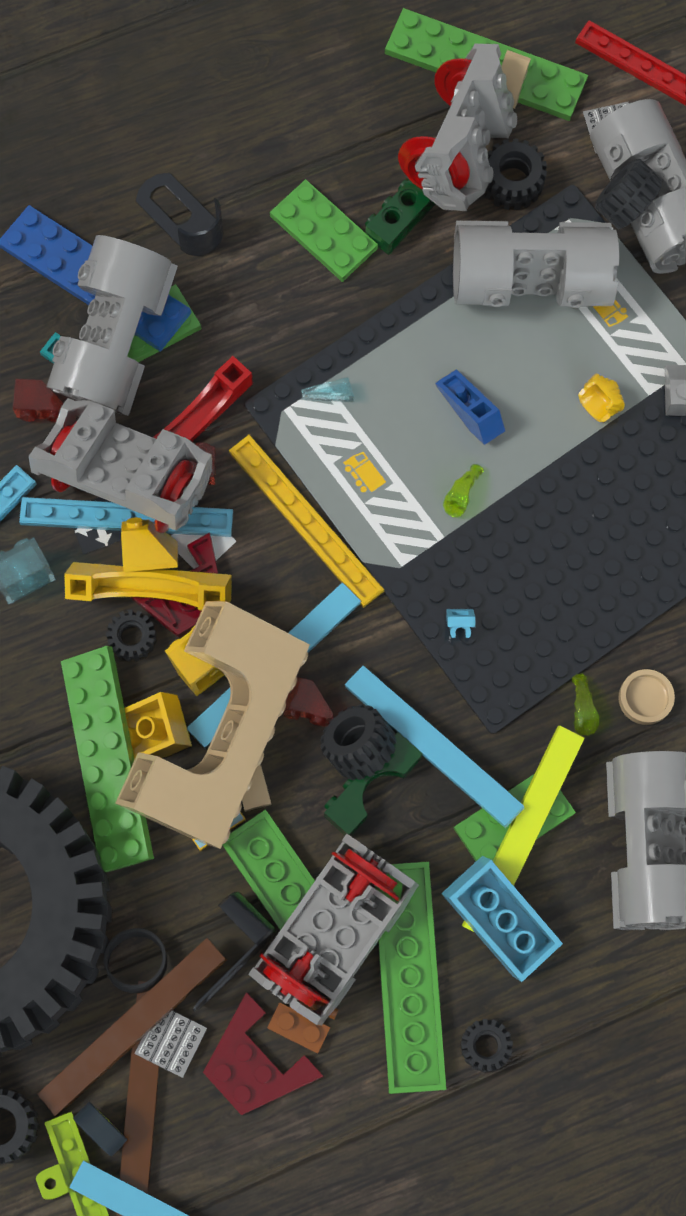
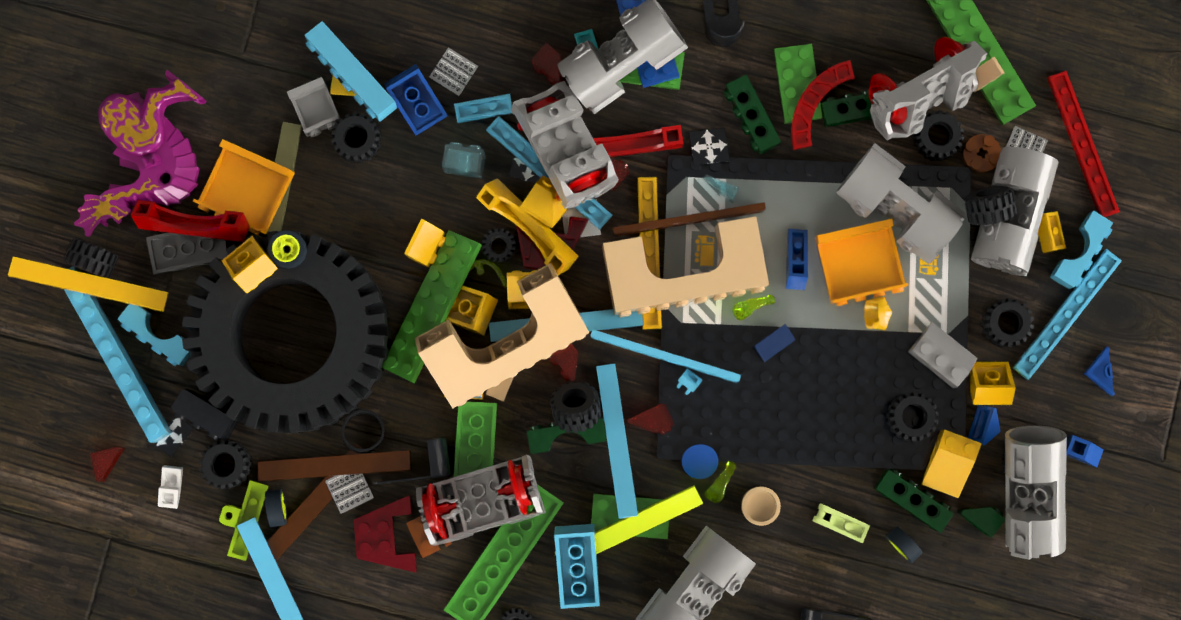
camera: 40 degrees right, 10 degrees up
(46, 694) = (425, 243): none -> yellow slope
(132, 678) = (478, 264): none -> clear neon green piece
(270, 273) = (743, 86): none -> dark green brick
(281, 361) = (709, 146): none -> black sticker
(320, 450) = (689, 219): none -> reddish brown tile
(324, 560) = (738, 271): none -> tan arch
(350, 232) = (811, 98): none -> red tile
(412, 613) = (665, 356): none -> medium azure tile
(455, 692) = (654, 420): none -> clear red slope
(518, 511) = (774, 343): none -> dark blue slope
(539, 360) = (860, 262): none -> light orange panel
(542, 700) = (700, 461): none -> blue sticker
(572, 148) = (987, 144): none -> dark orange plate

